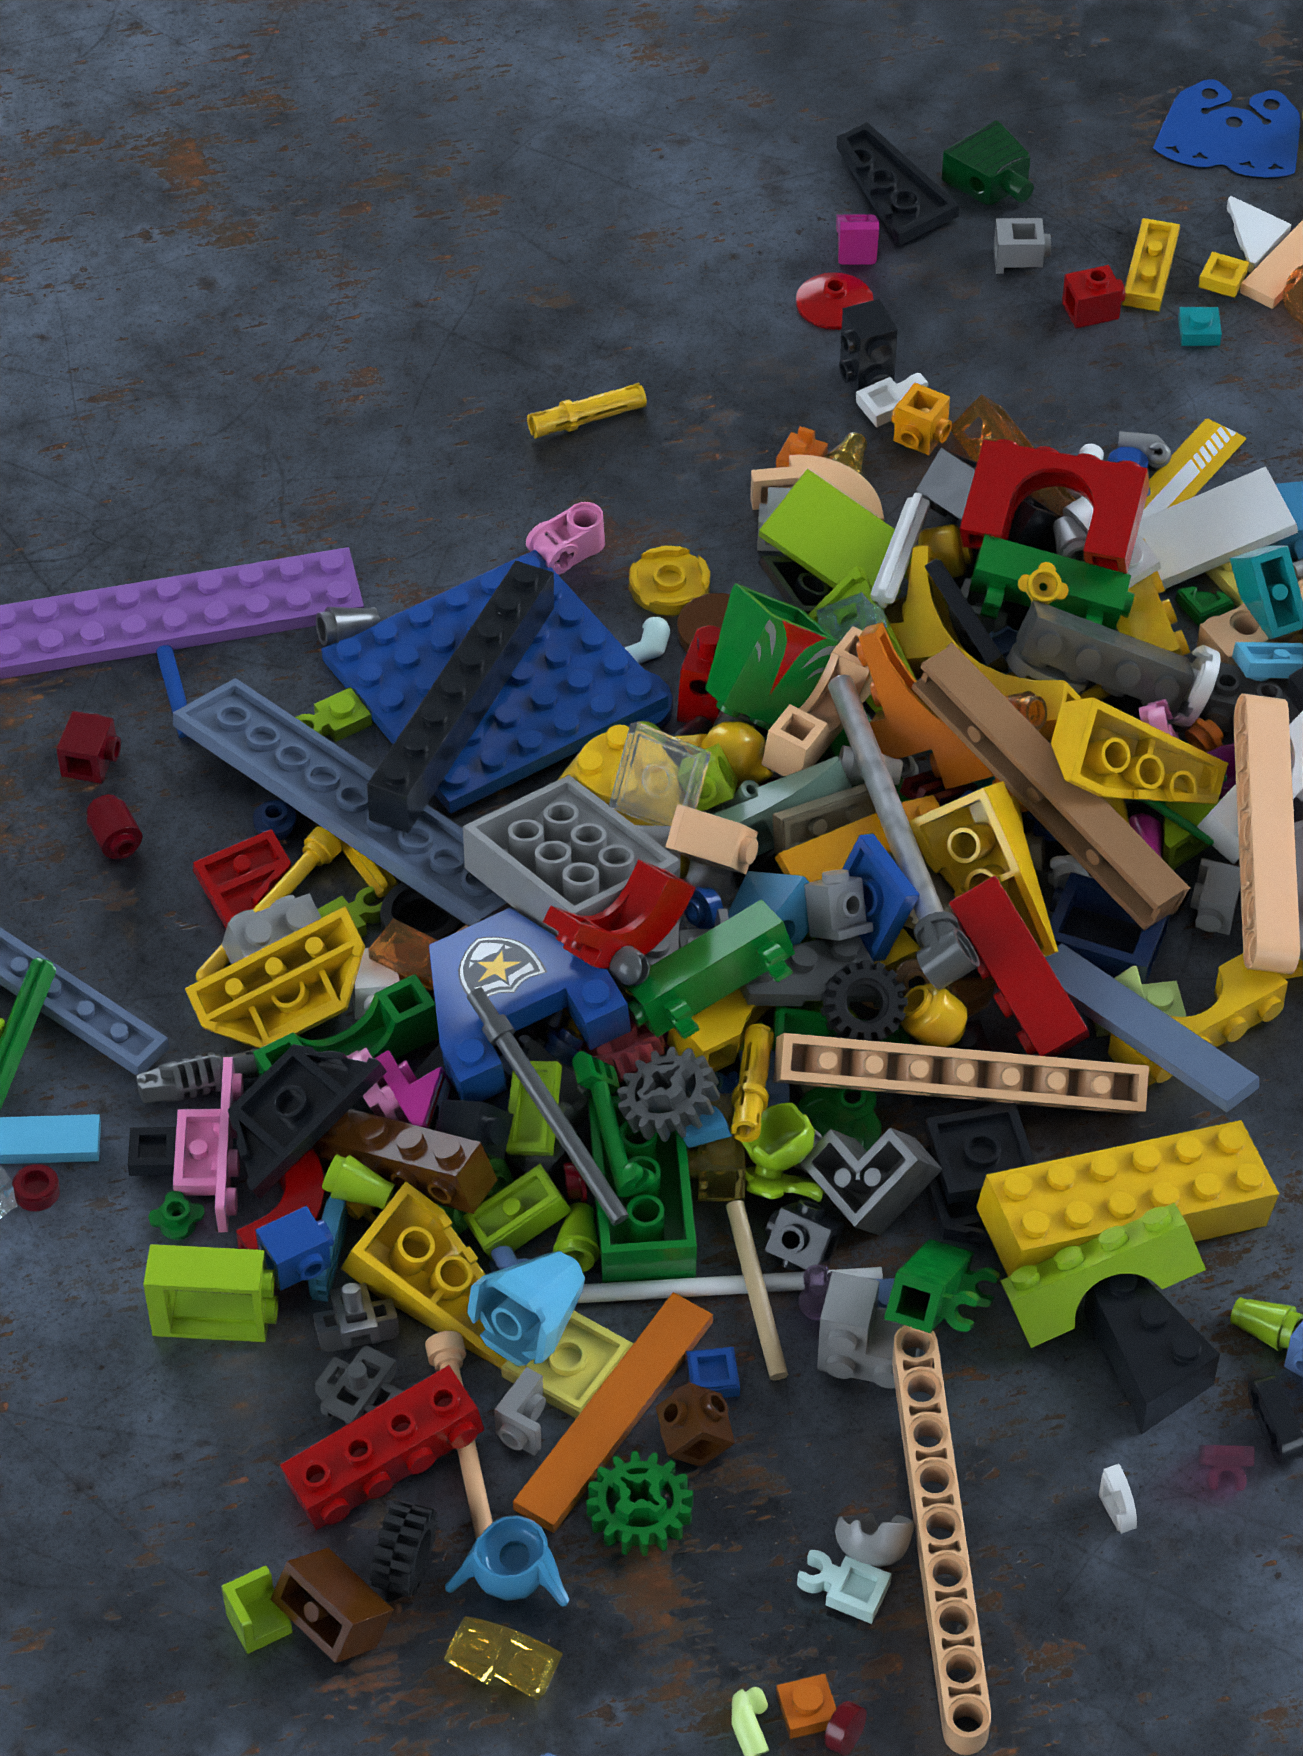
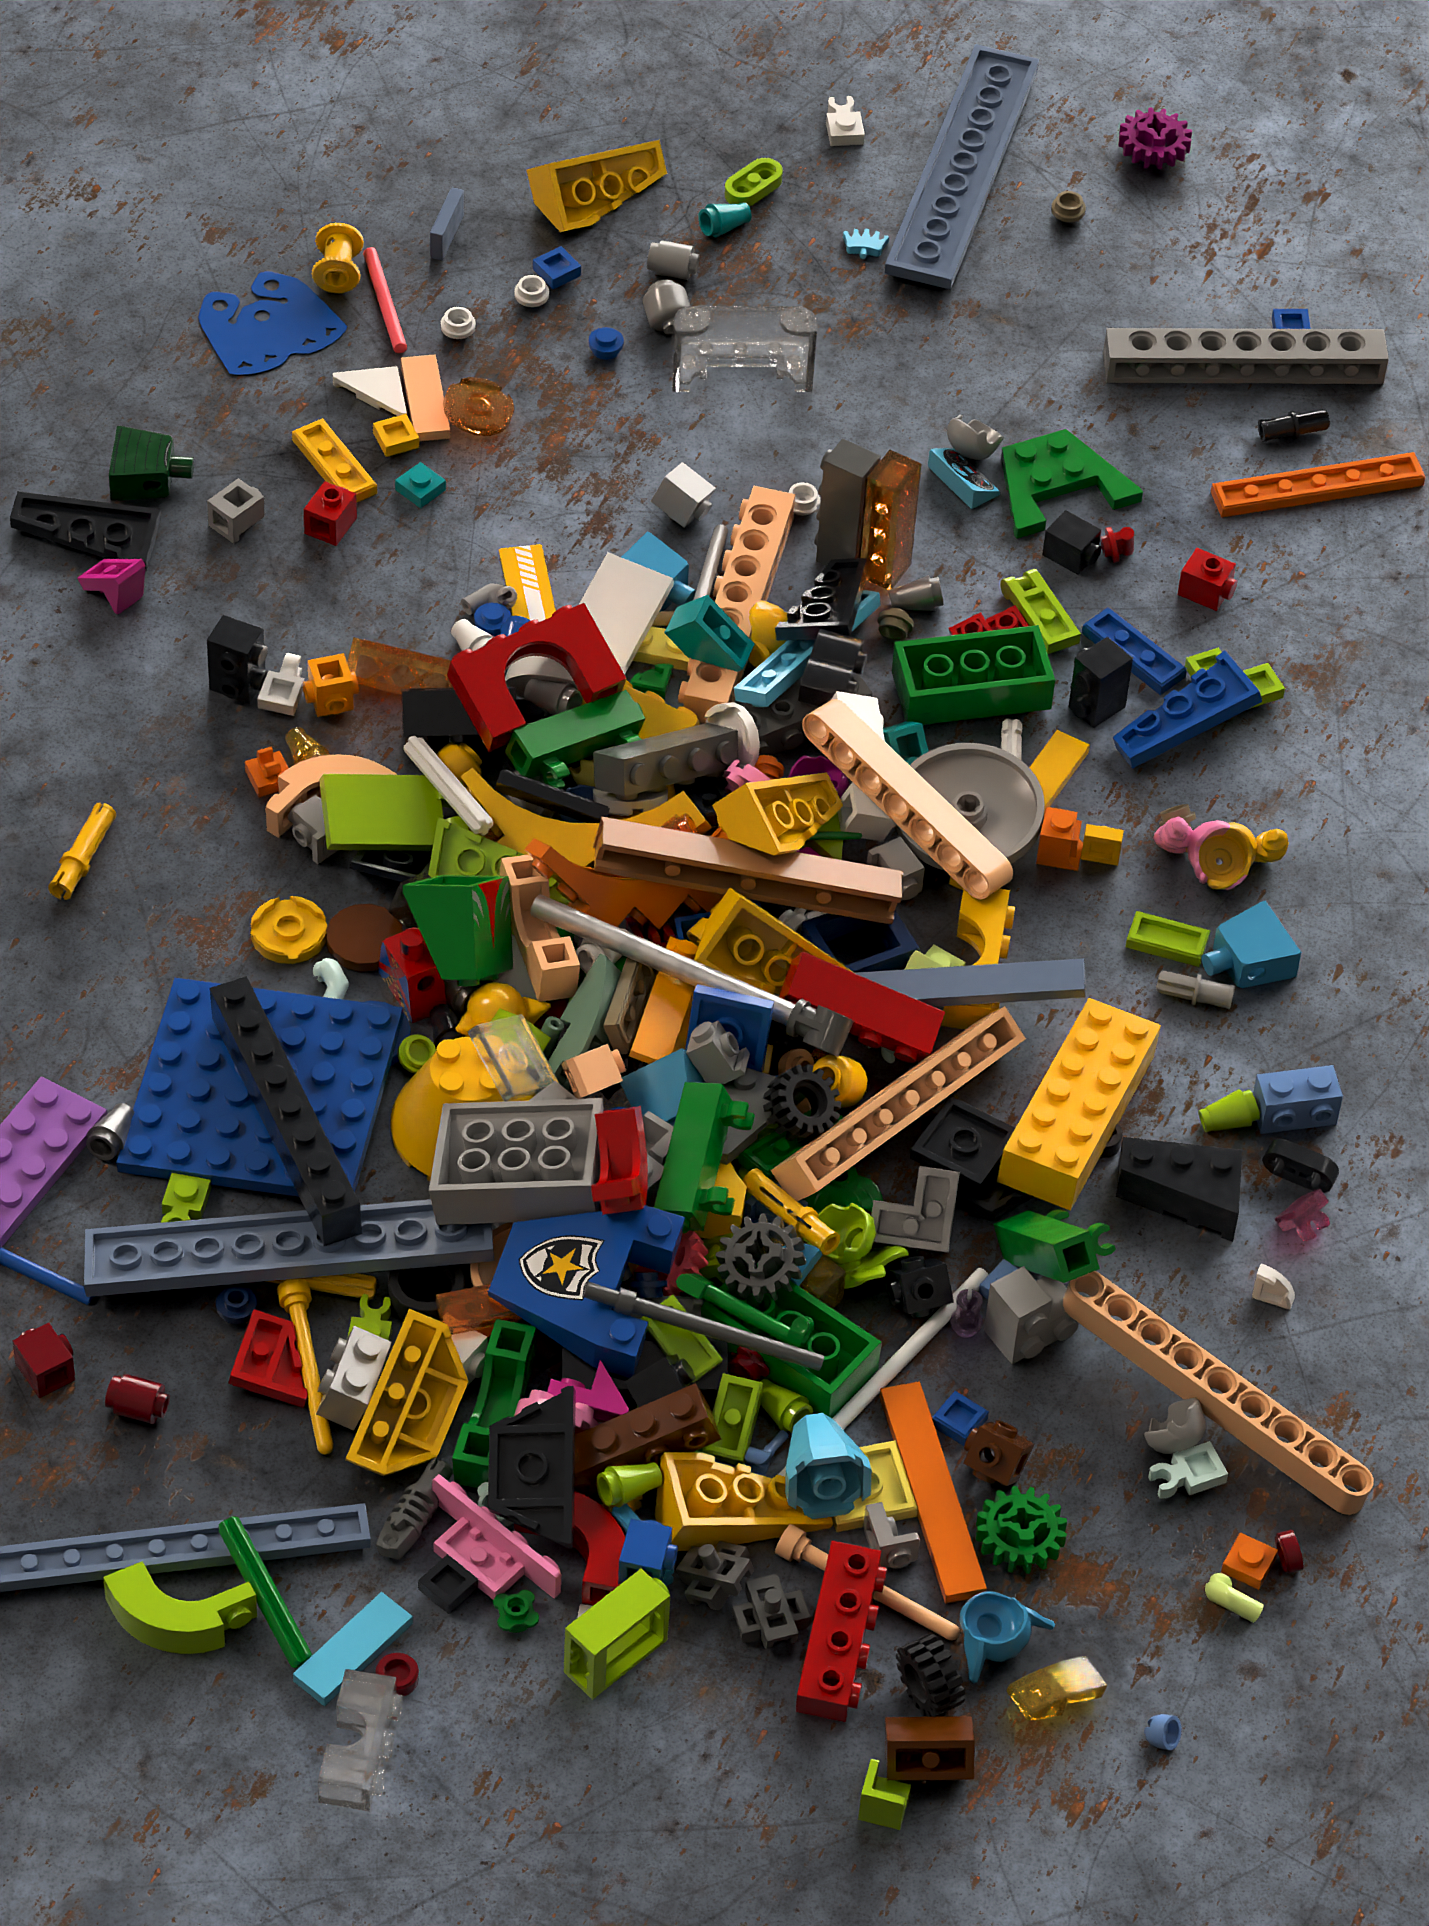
camera: 50 degrees left, 0 degrees up
(570, 536) = (189, 948): bright pink piece -> none
(629, 966) = (658, 1192): dark grey hinge -> none
(756, 1290) = (929, 1343): tan bar -> none
(825, 296) = (148, 644): red dish -> none
(849, 612) = (480, 850): clear light blue brick -> none
(1044, 574) = (593, 729): yellow plate -> none
(1050, 1291) = (1107, 1192): lime arch -> none

